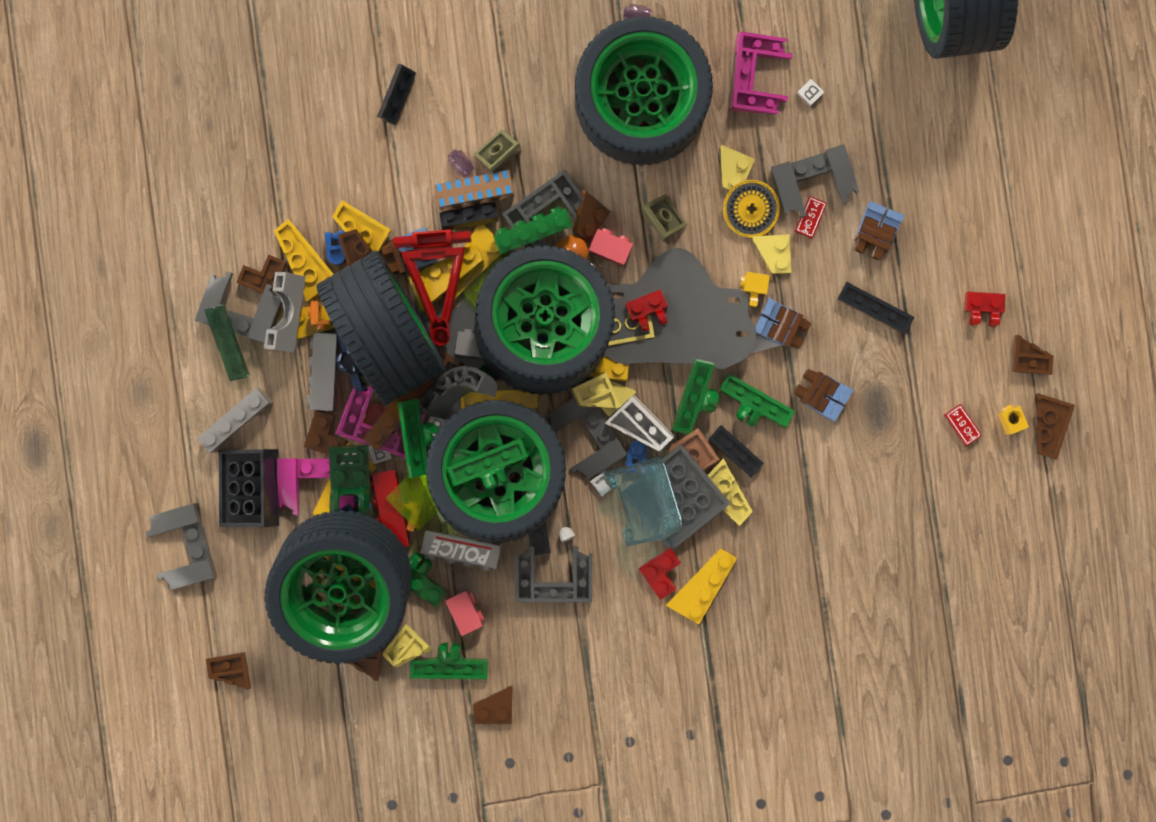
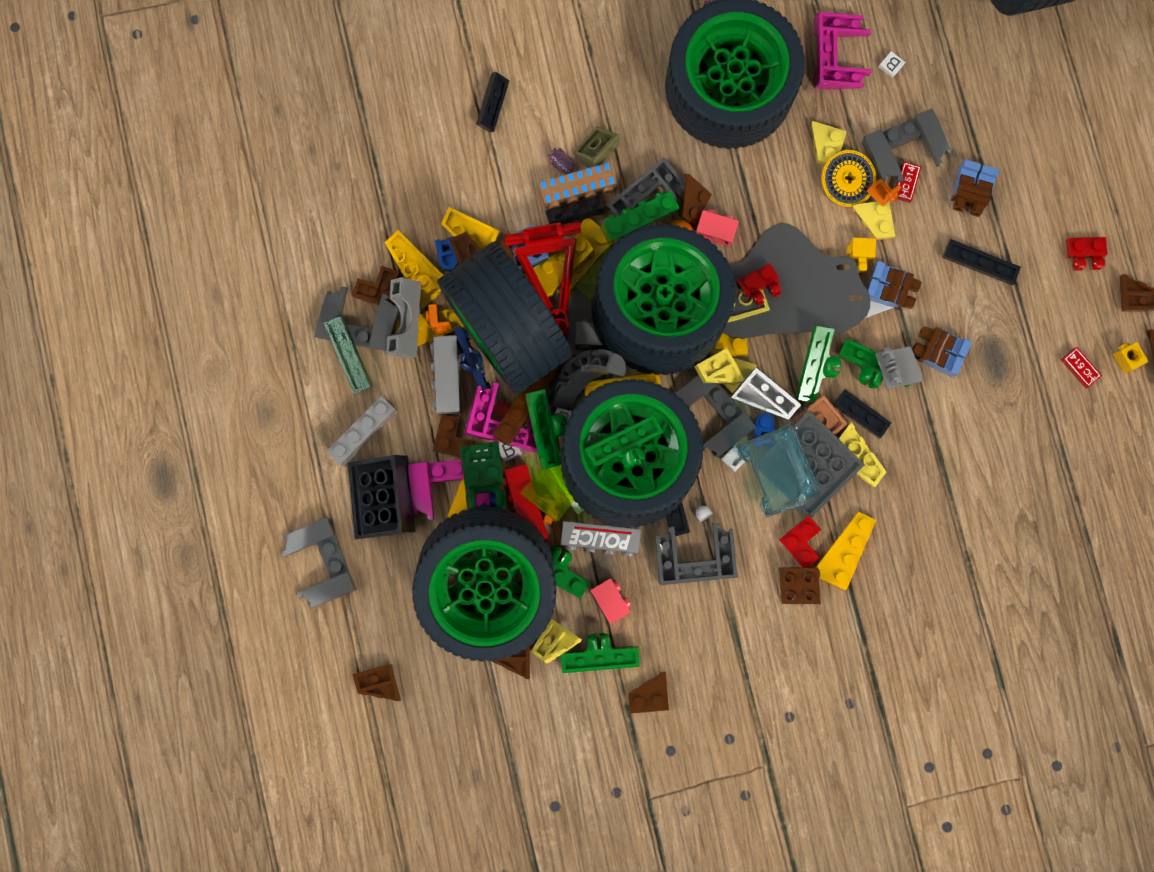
camera: 10 degrees left, 5 degrees down
(653, 615) = (800, 585): none -> reddish brown hinge
(663, 217) = (763, 195): olive slope -> none
(777, 408) = (898, 367): none -> light grey hinge
(784, 227) = (883, 193): none -> orange bracket

